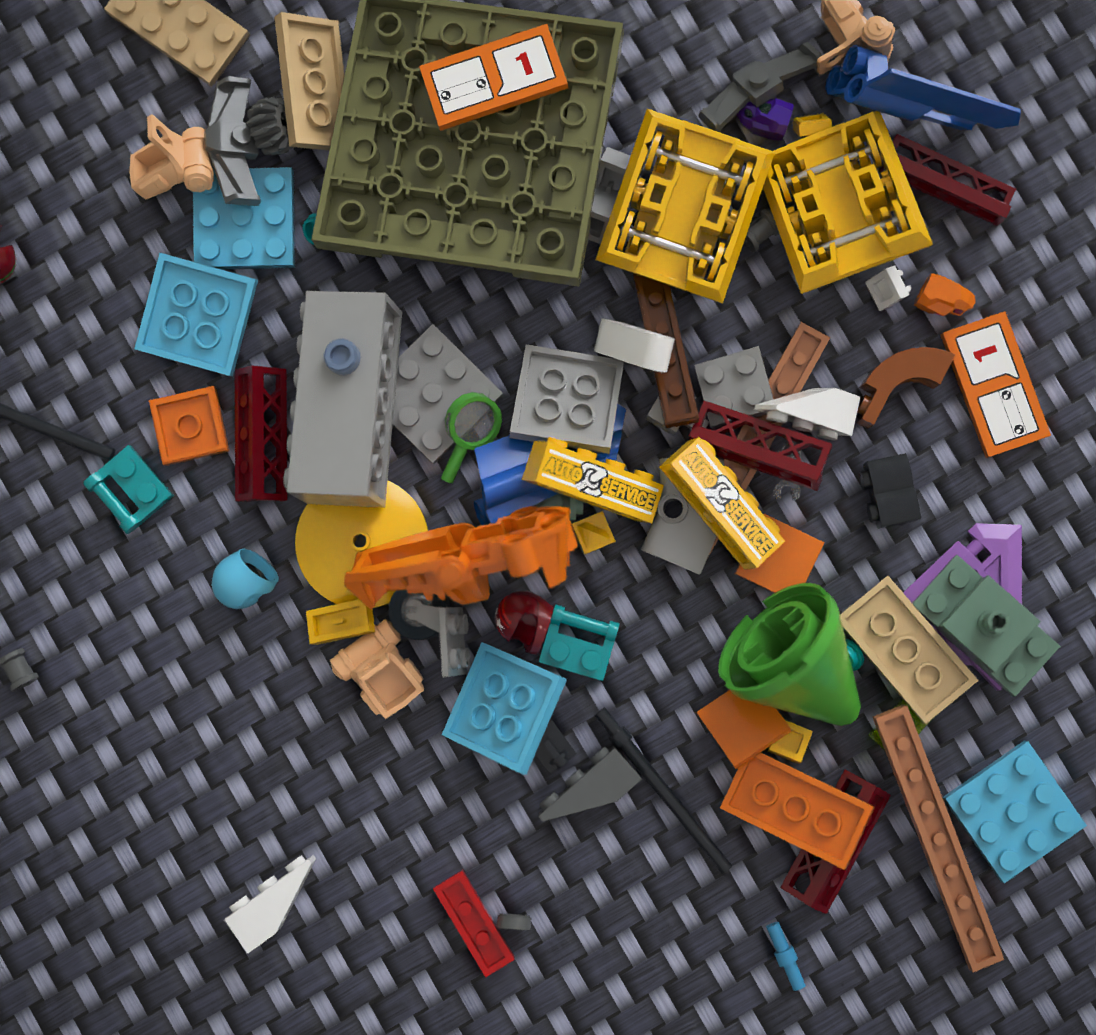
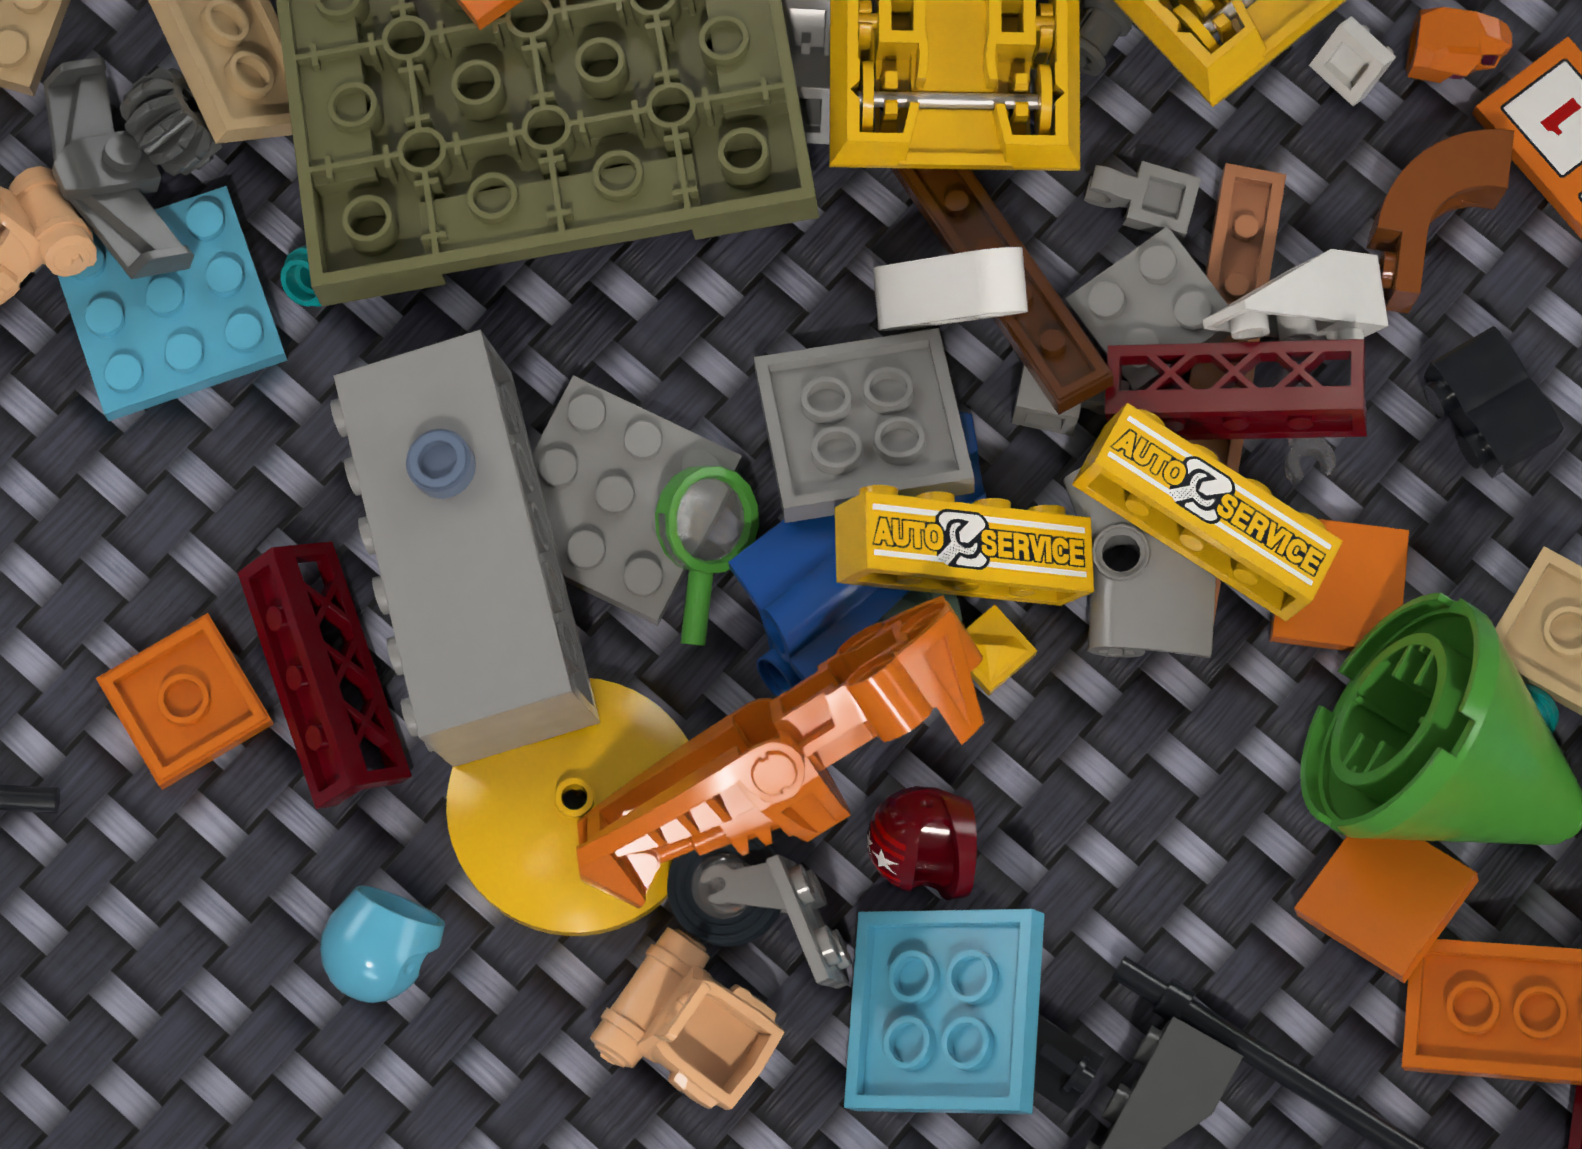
camera: 25 degrees left, 10 degrees down
(136, 481) = (120, 834): teal plate -> none
(196, 314) = (136, 495): medium azure plate -> none
(339, 622) = (586, 959): yellow plate -> none
(576, 654) = (1040, 877): teal plate -> none
(758, 328) = (1152, 198): none -> light grey plate
(793, 744) = (1490, 906): yellow plate -> none

